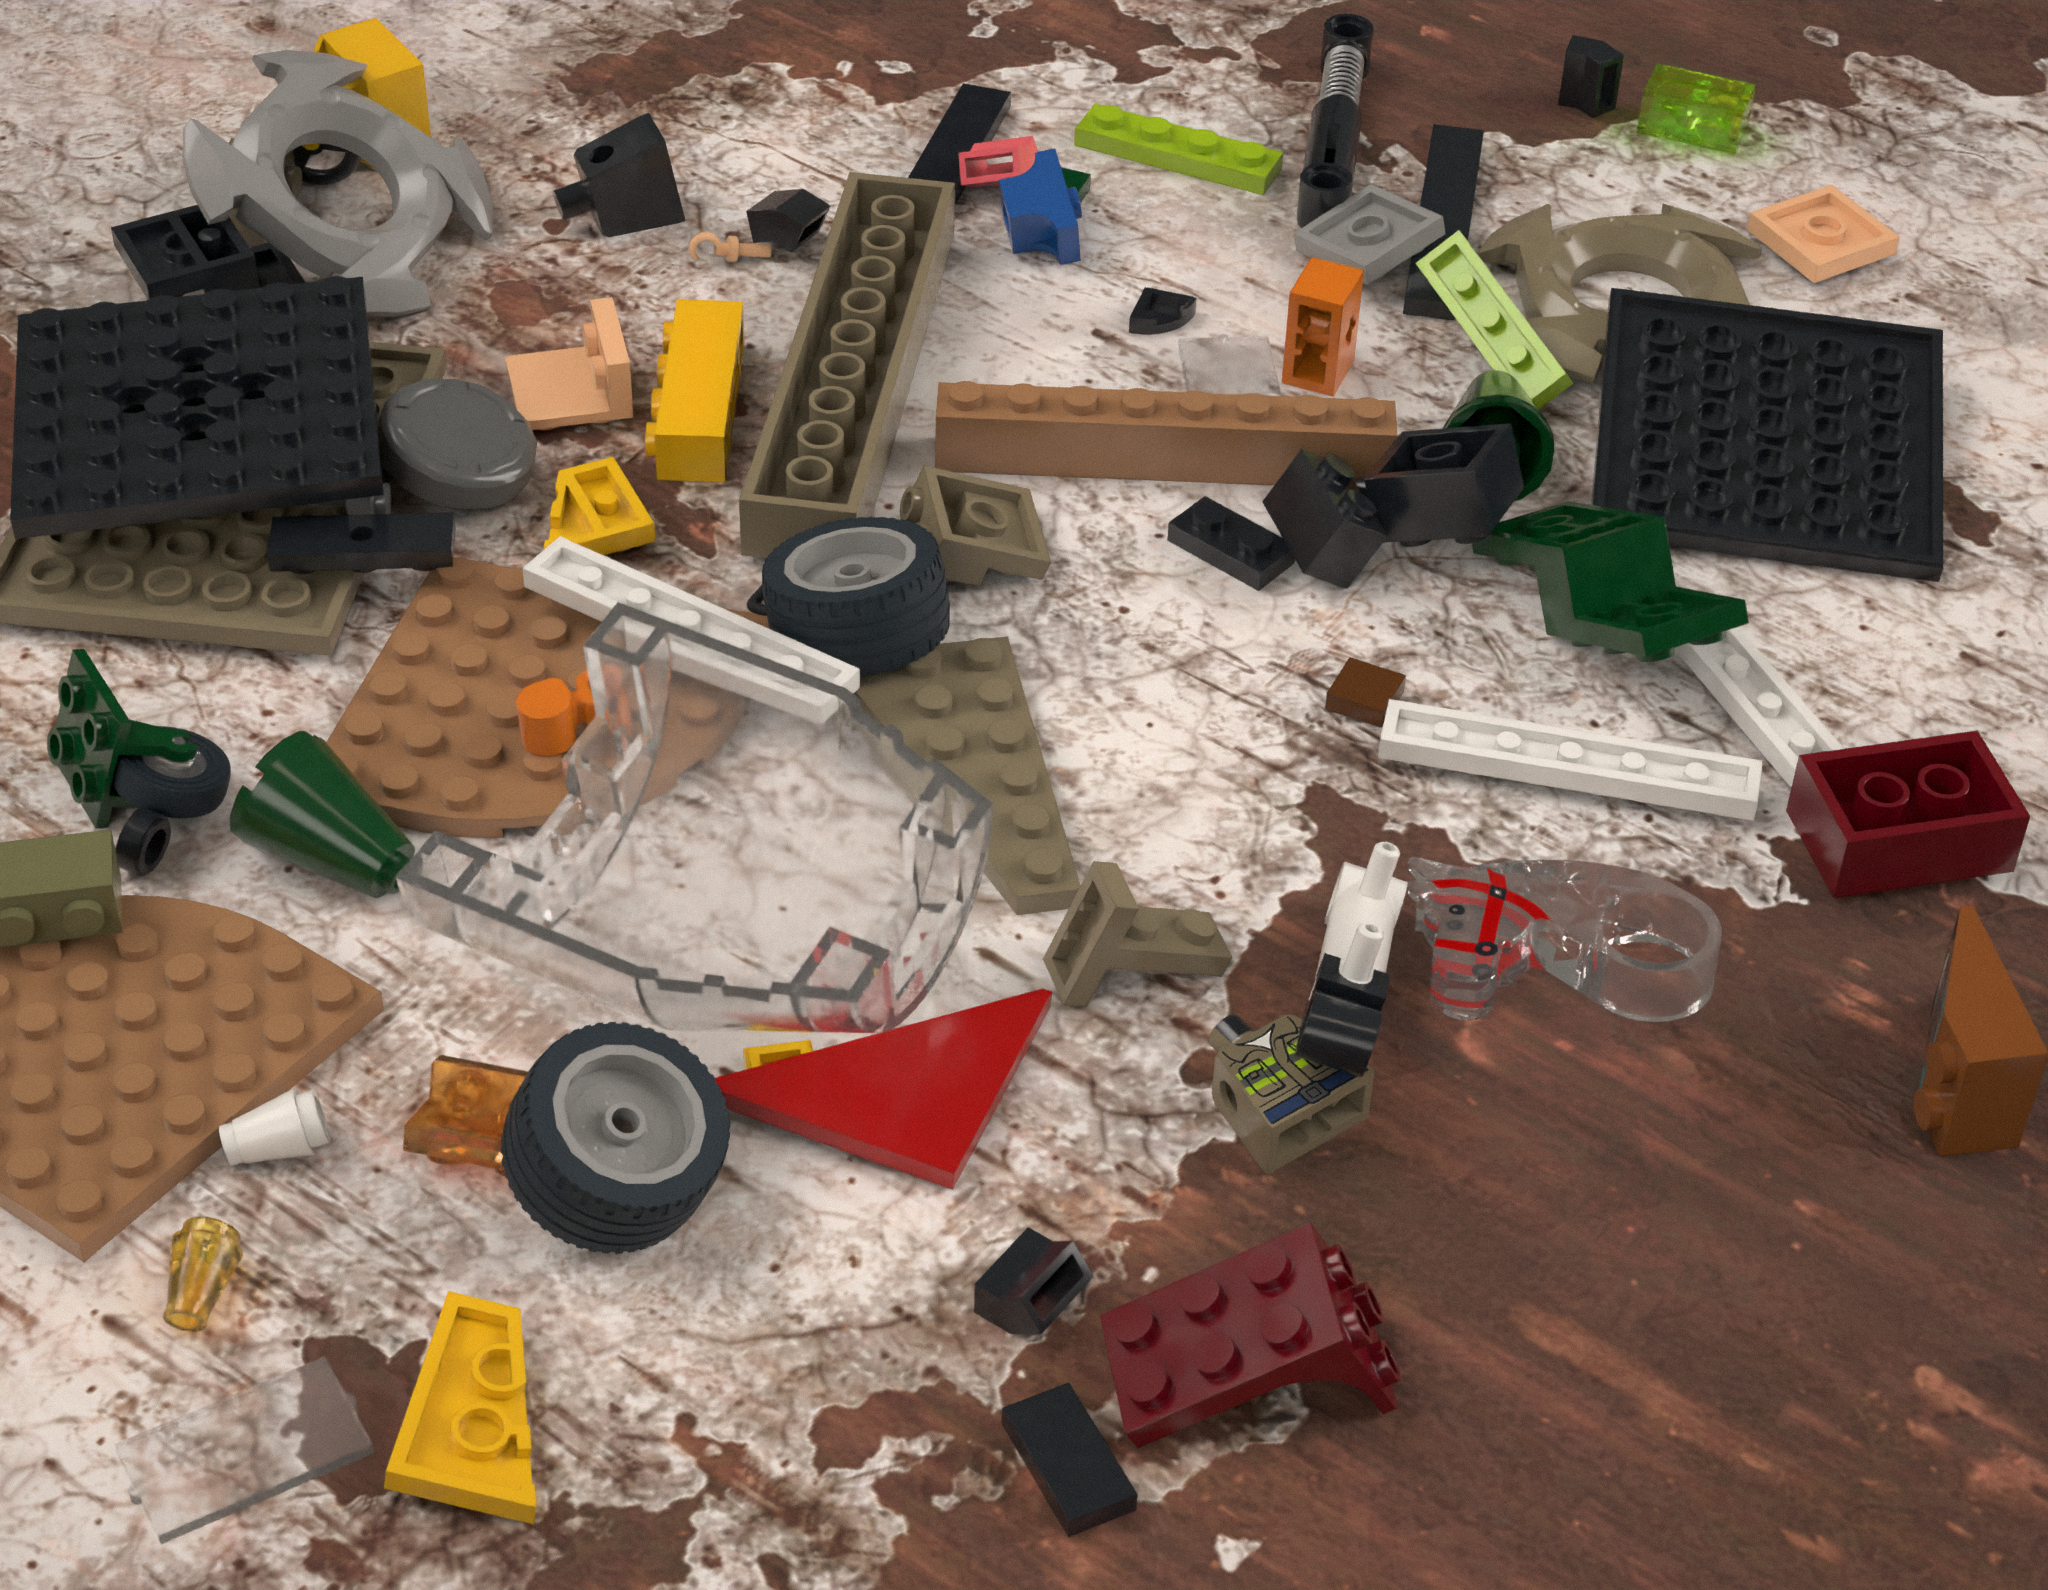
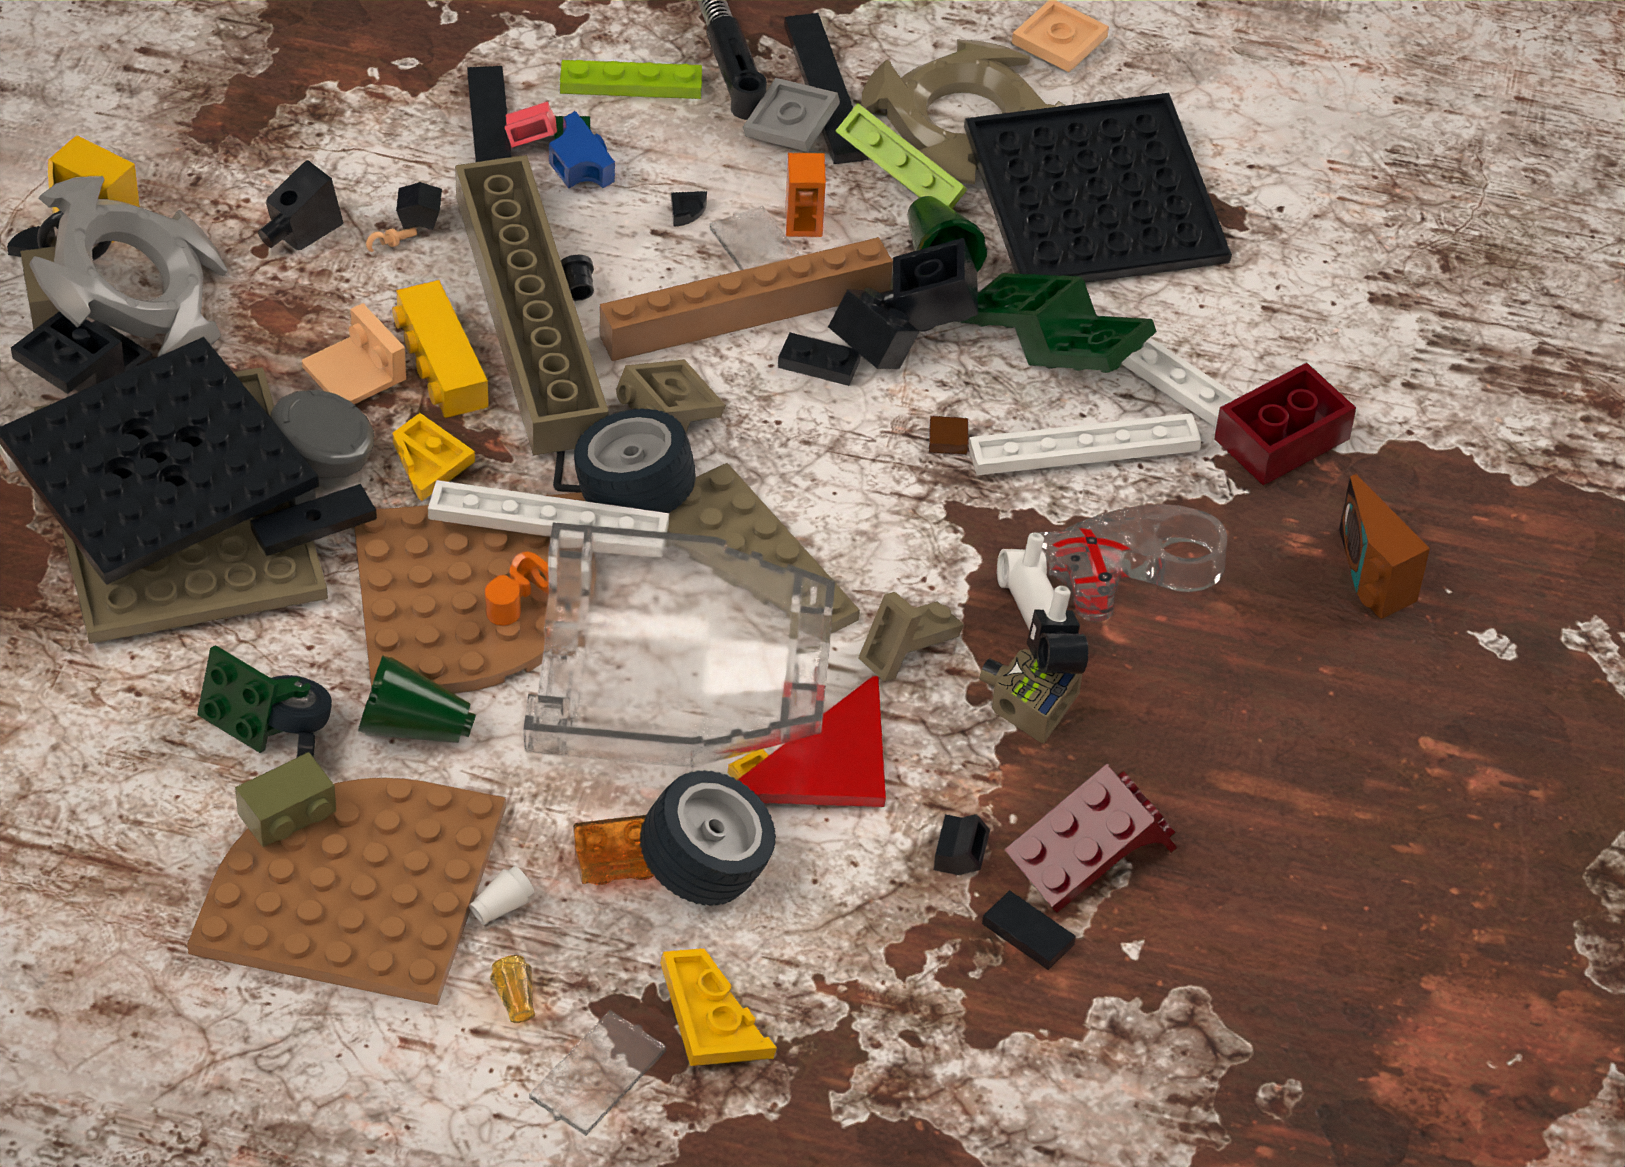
camera: 25 degrees left, 5 degrees up
(946, 349) = (578, 273): none -> black piece

